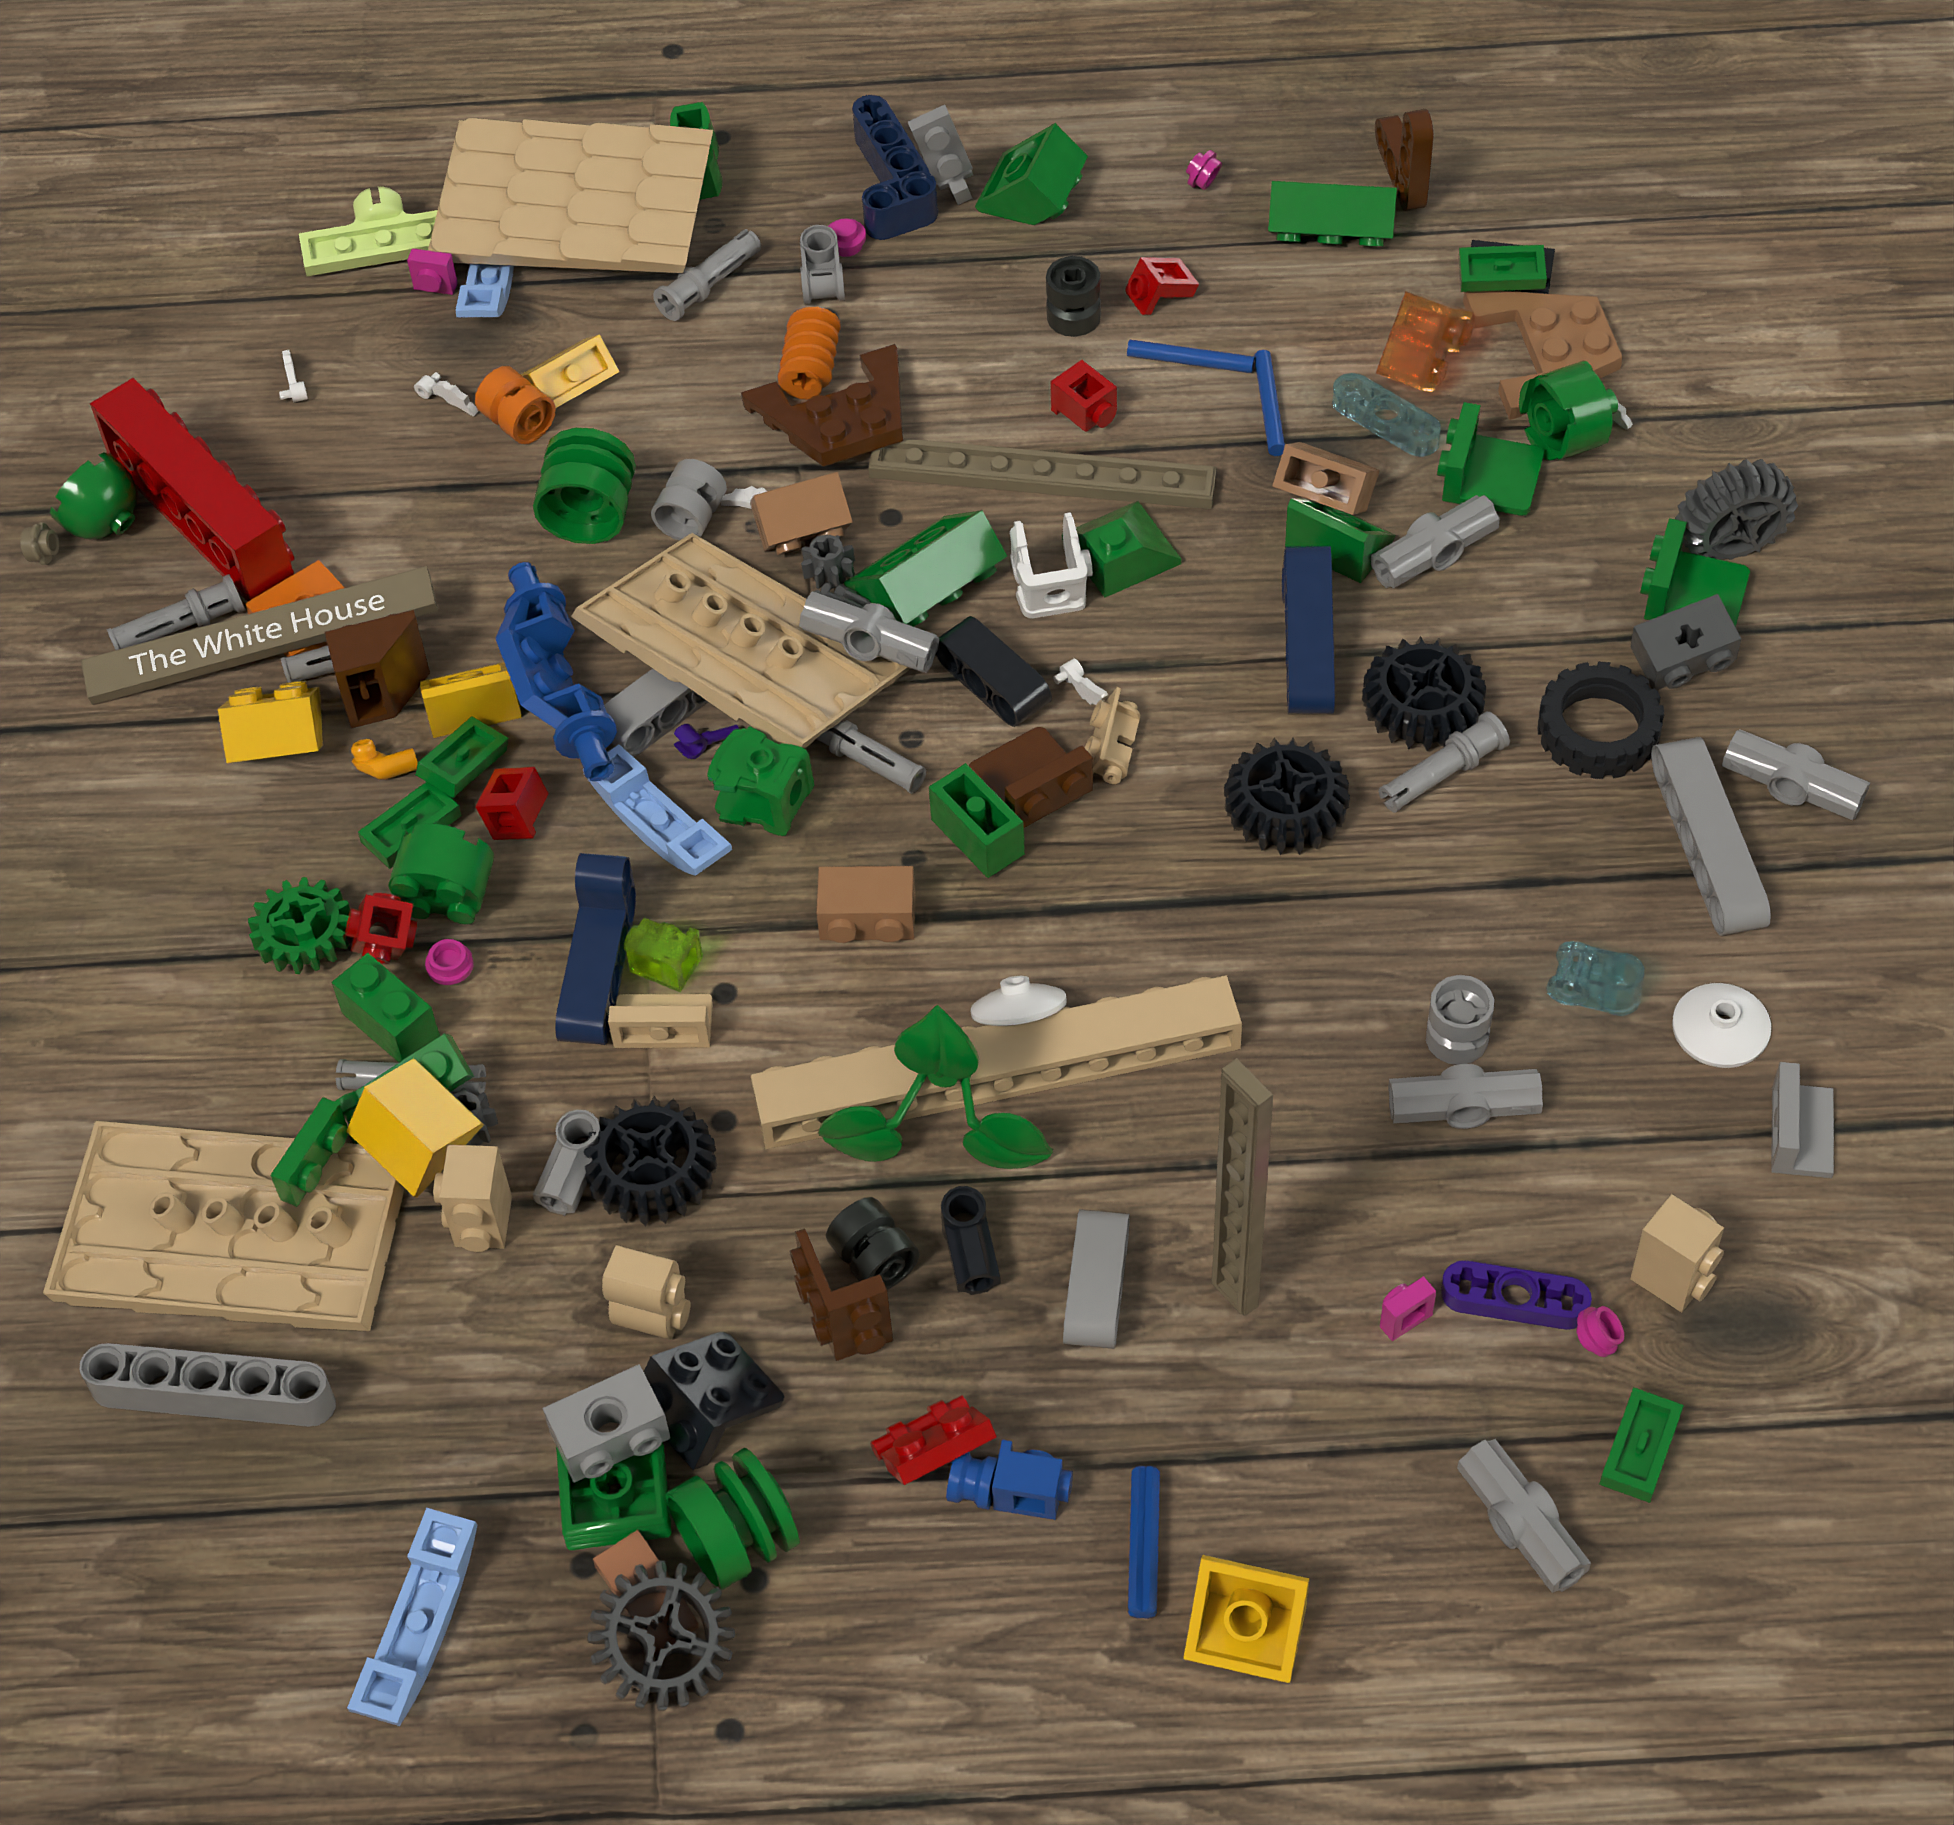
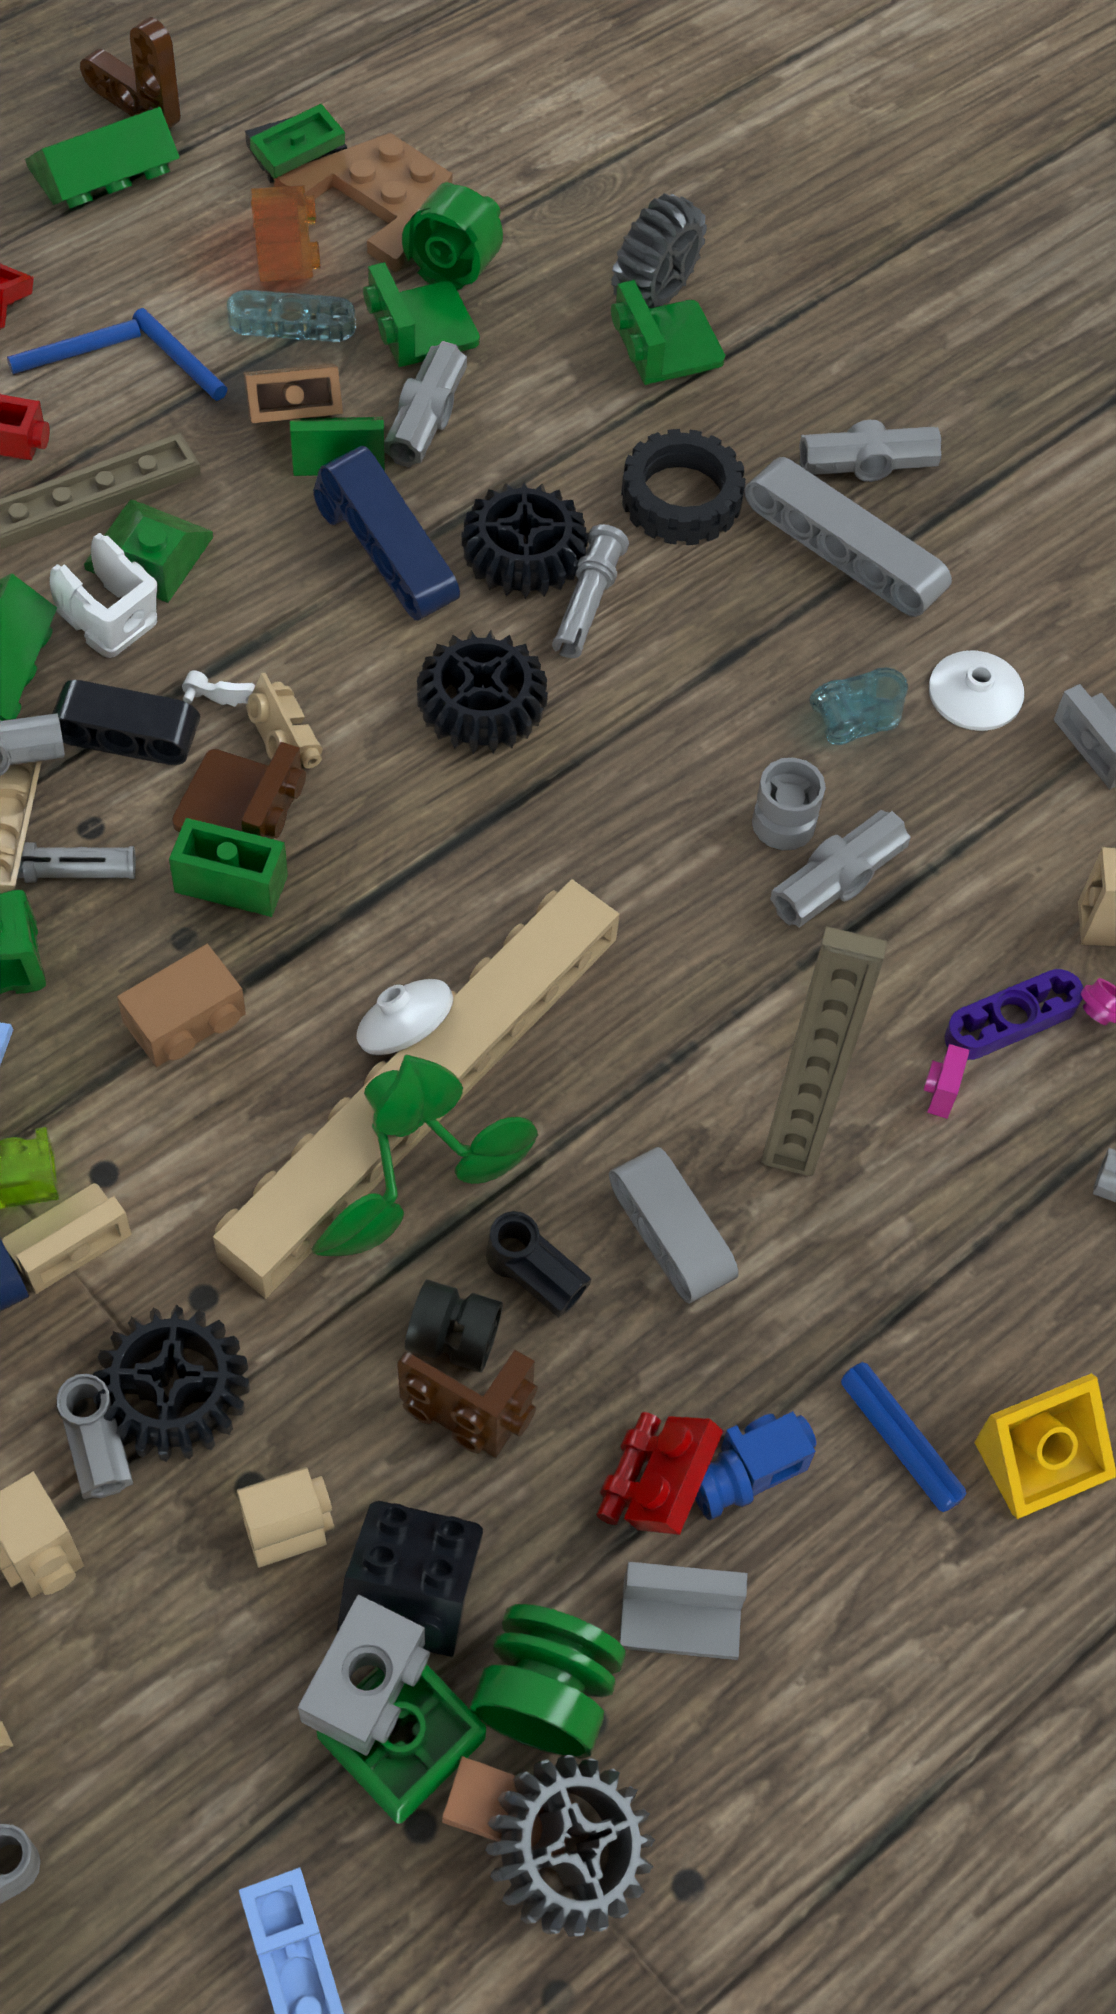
camera: 45 degrees left, 5 degrees up
(876, 1547) = (682, 1610): none -> light grey panel
(1686, 643) = (704, 384): dark grey brick -> none

